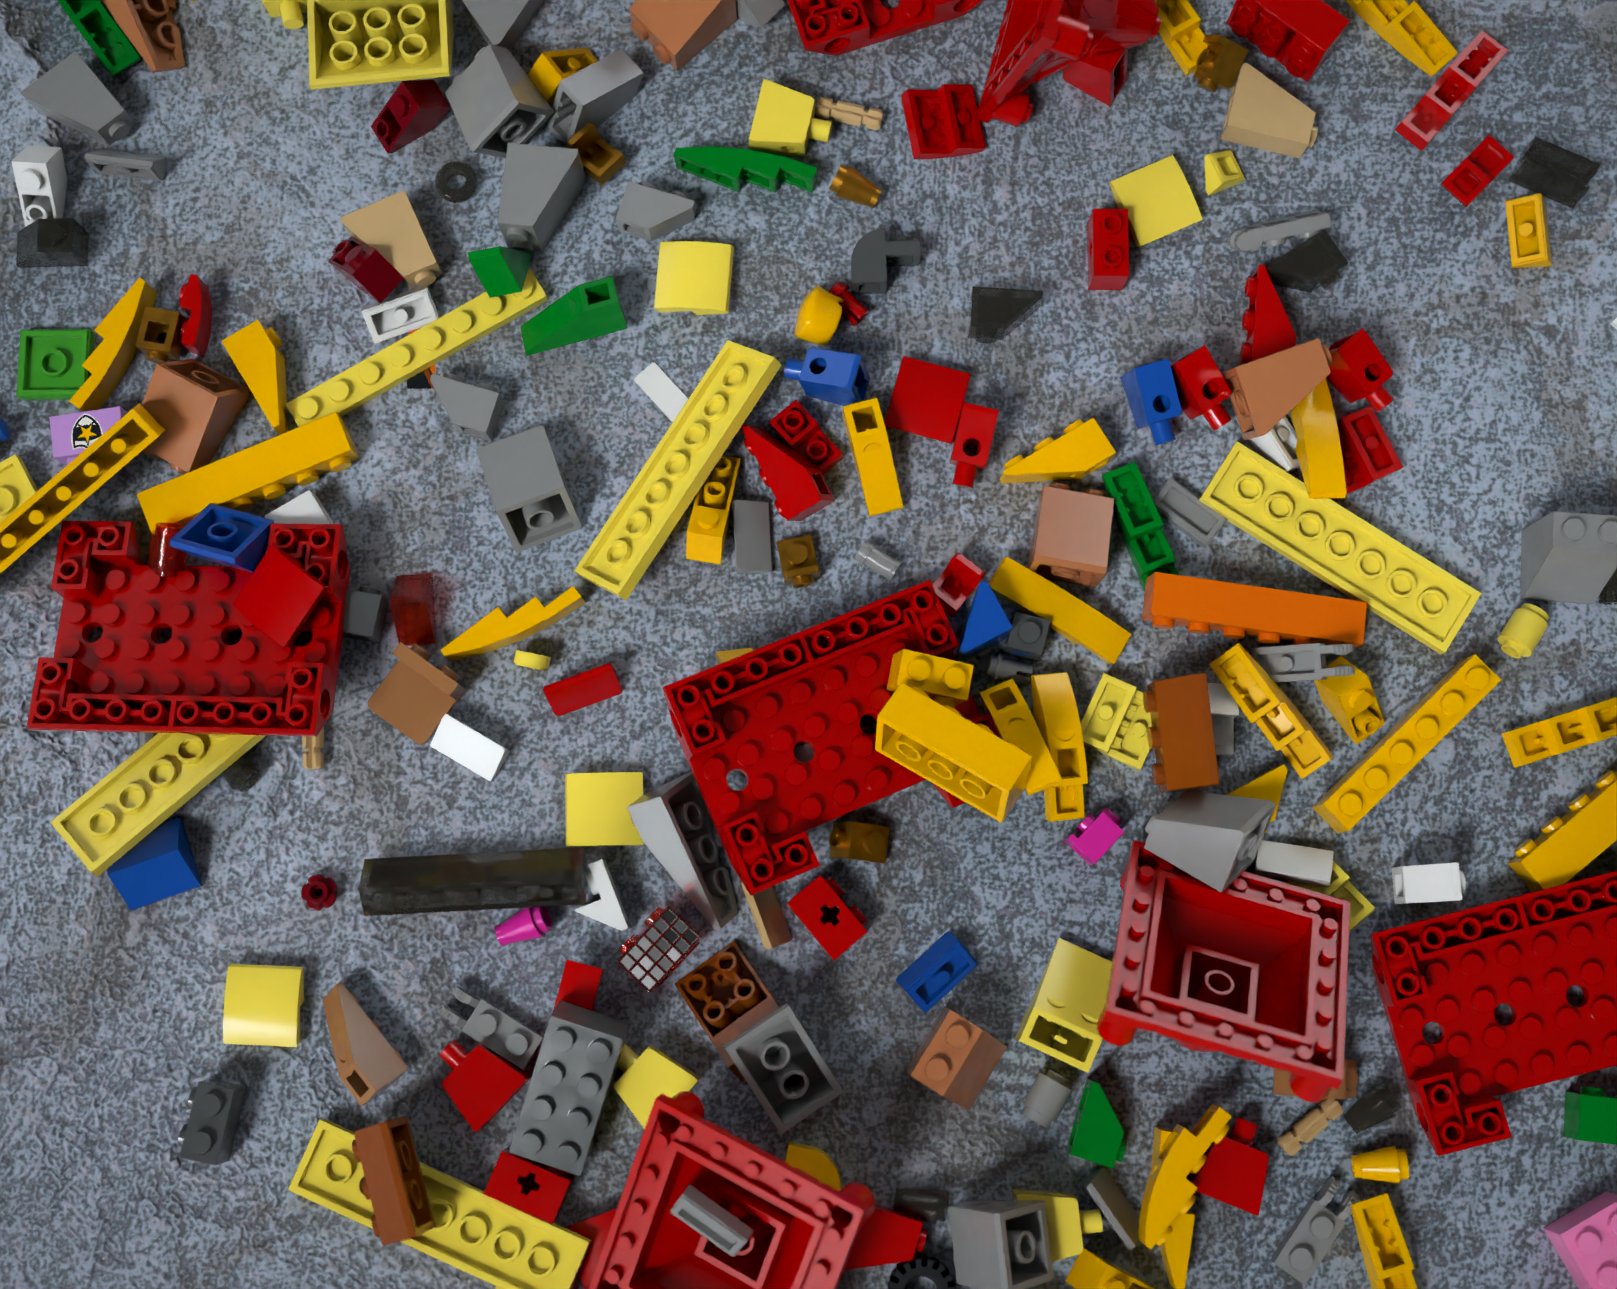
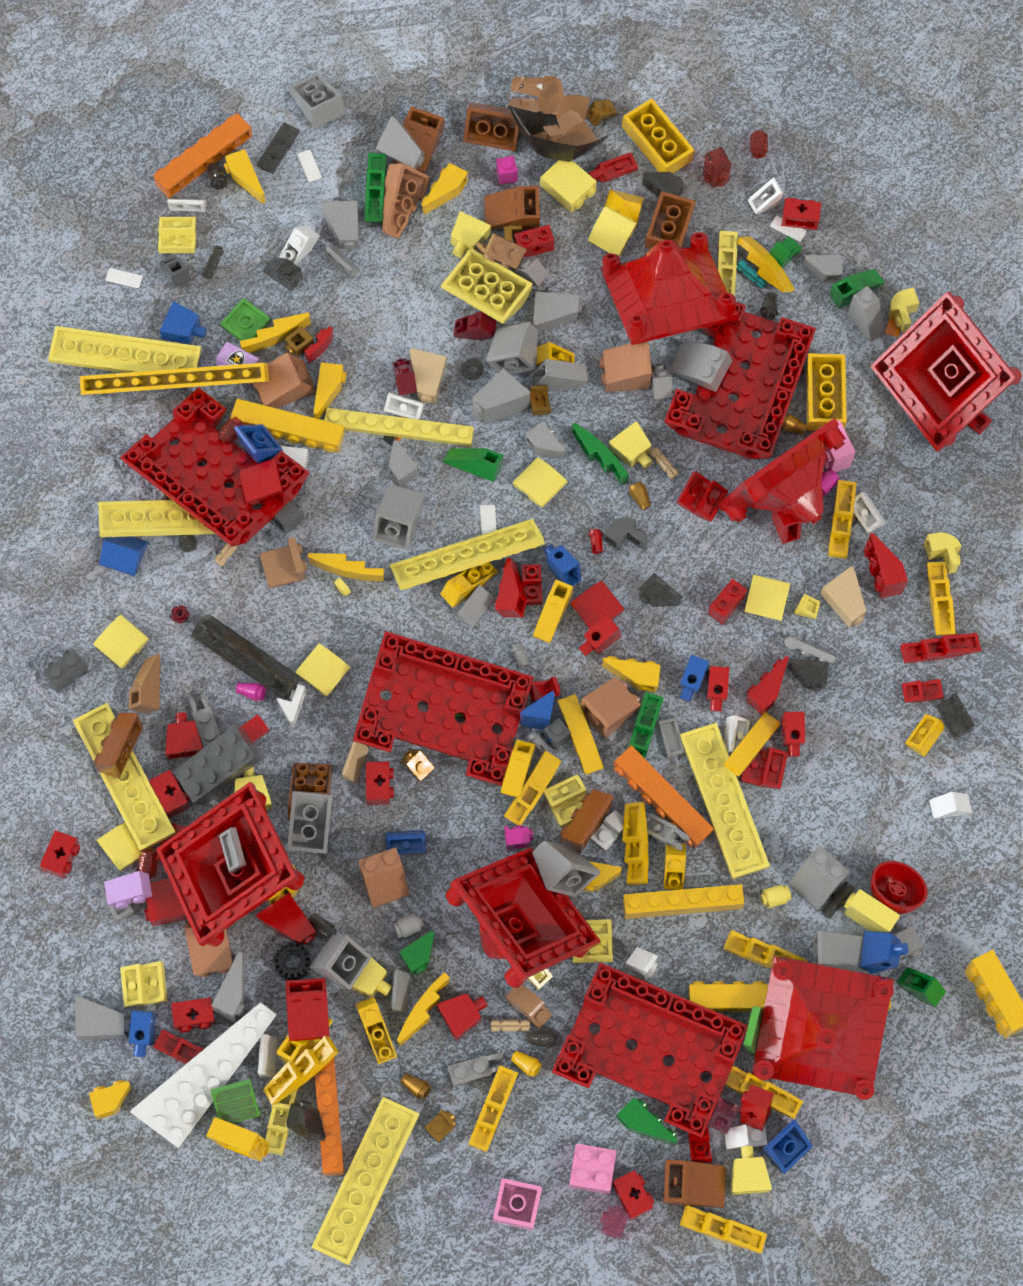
camera: 35 degrees right, 10 degrees down
(414, 609) = (311, 530): clear red slope -> none
(469, 747) = (287, 603): white slope -> none
(500, 269) = (459, 418): green slope -> none
(583, 689) = (353, 615): red slope -> none
(660, 948) = (299, 740): brick -> none
(680, 835) = (344, 707): light grey wedge -> none
(798, 561) = (487, 631): pearl gold bracket -> none
(818, 316) = (578, 536): yellow hair -> none
(938, 677) = (499, 715): yellow brick -> none
(952, 751) = (481, 747): yellow brick -> none
(1068, 1006) = (434, 901): light yellow slope -> none
(1167, 1187) = (427, 992): yellow slope -> none
(1219, 63) = (841, 559): pearl gold brick -> none
(1275, 384) = (746, 706): nougat slope -> none
(1294, 863) = (593, 913): white slope -> none

